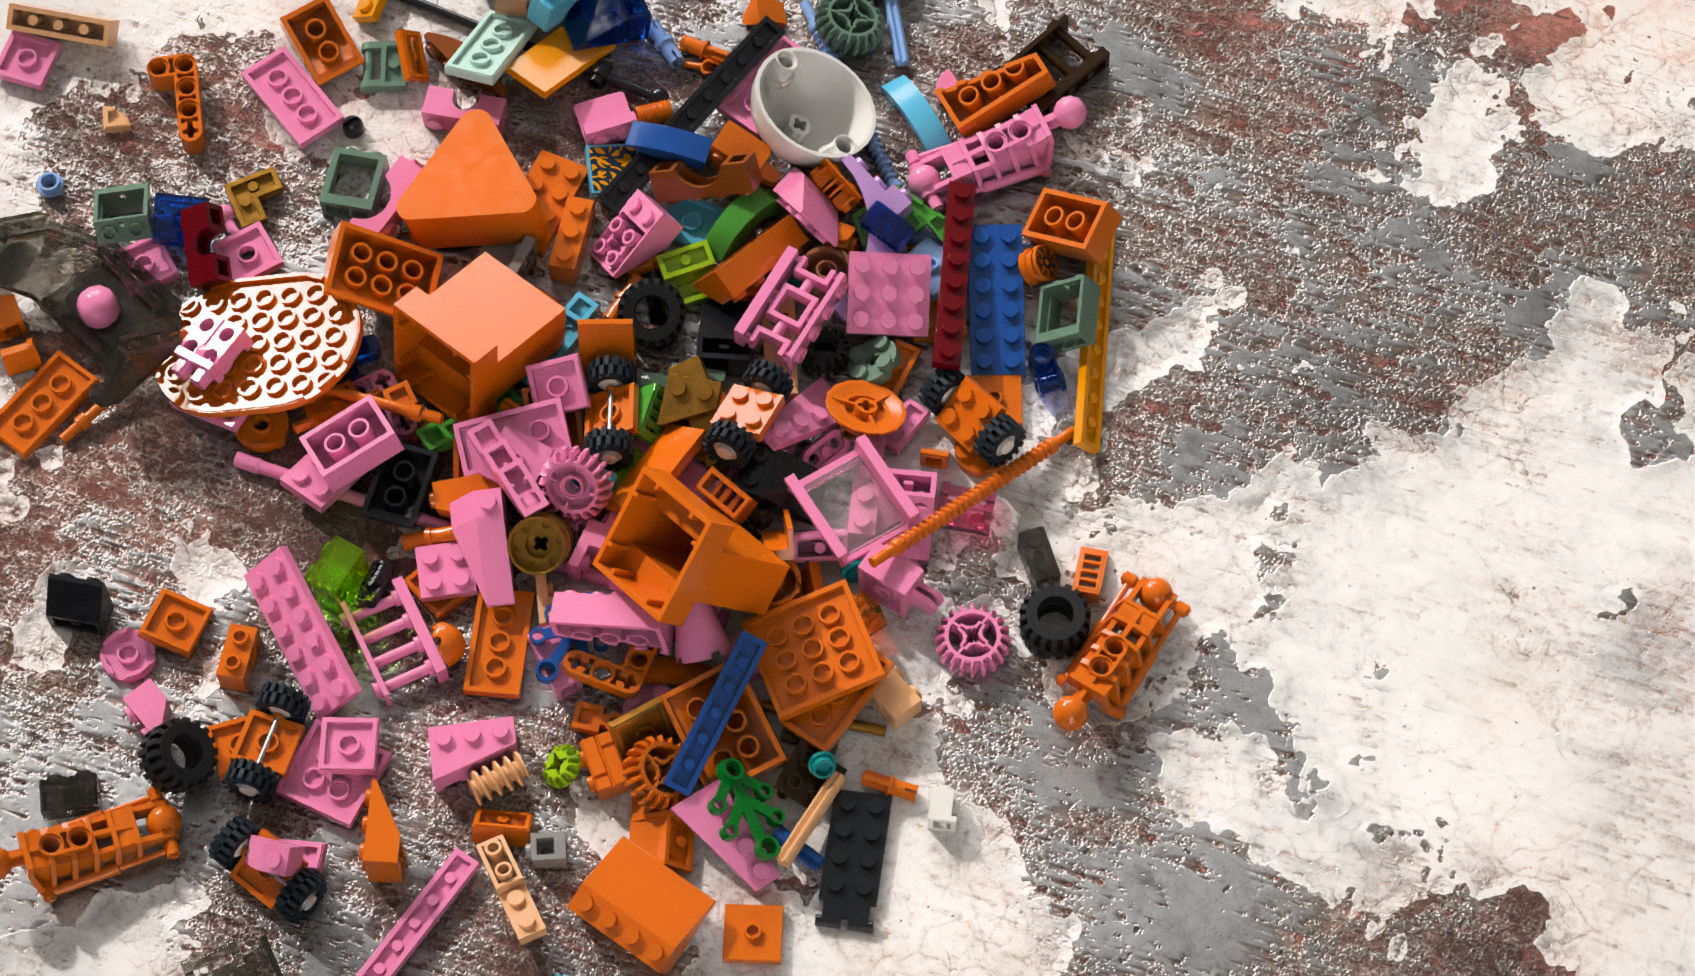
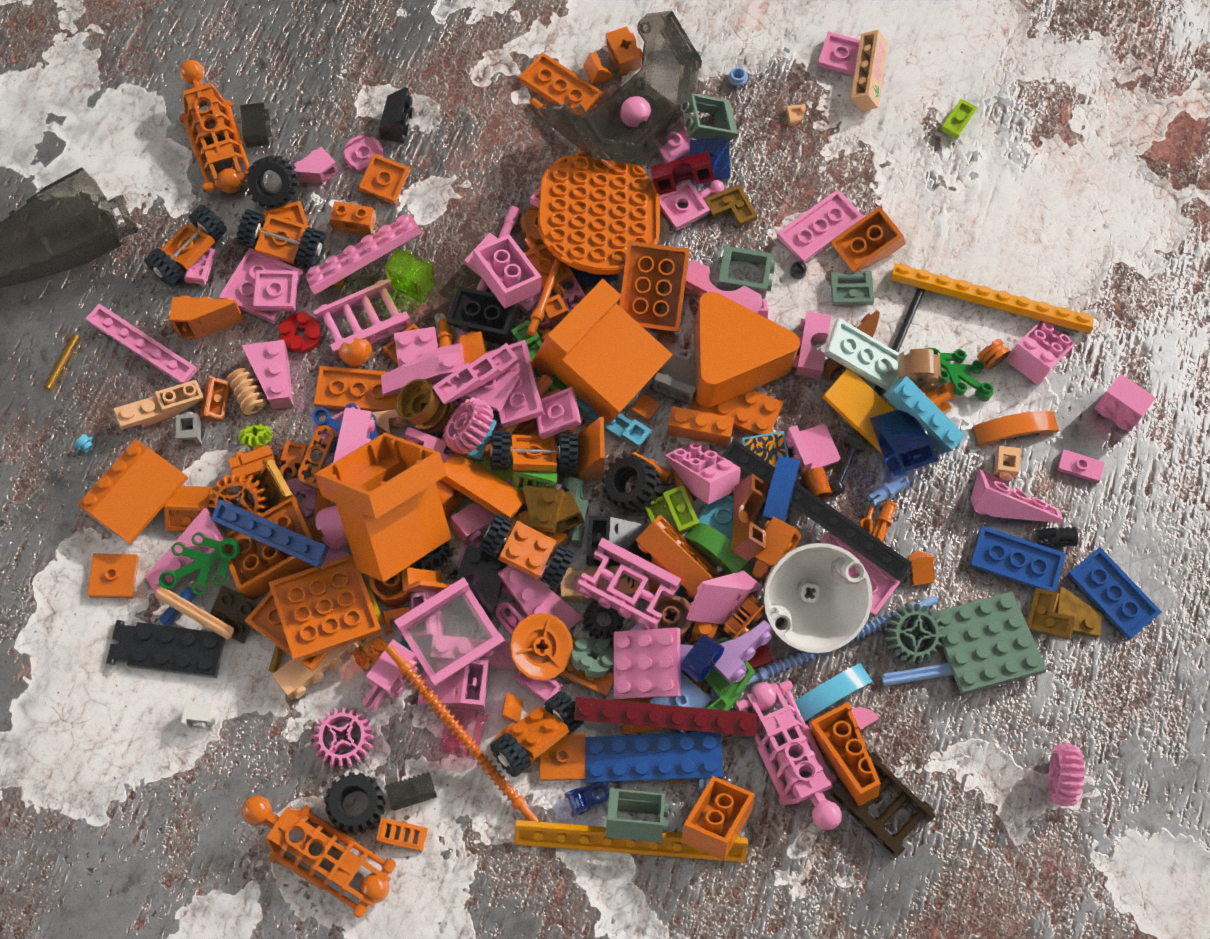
camera: 85 degrees right, 5 degrees up
(186, 104) = (785, 160): orange beam -> none
(210, 350) = (590, 177): bright pink hips -> none
(274, 856) = (183, 244): bright pink slope -> none
(375, 583) = (406, 302): black hinge -> none
(407, 707) = (300, 322): none -> red plate
(409, 54) = (845, 316): orange tile -> none
(744, 509) = (463, 542): orange slope -> none
(822, 764) = (234, 619): teal plate -> none
(889, 785) = (223, 674): orange axle -> none
(1036, 265) = (685, 789): orange wheel -> none

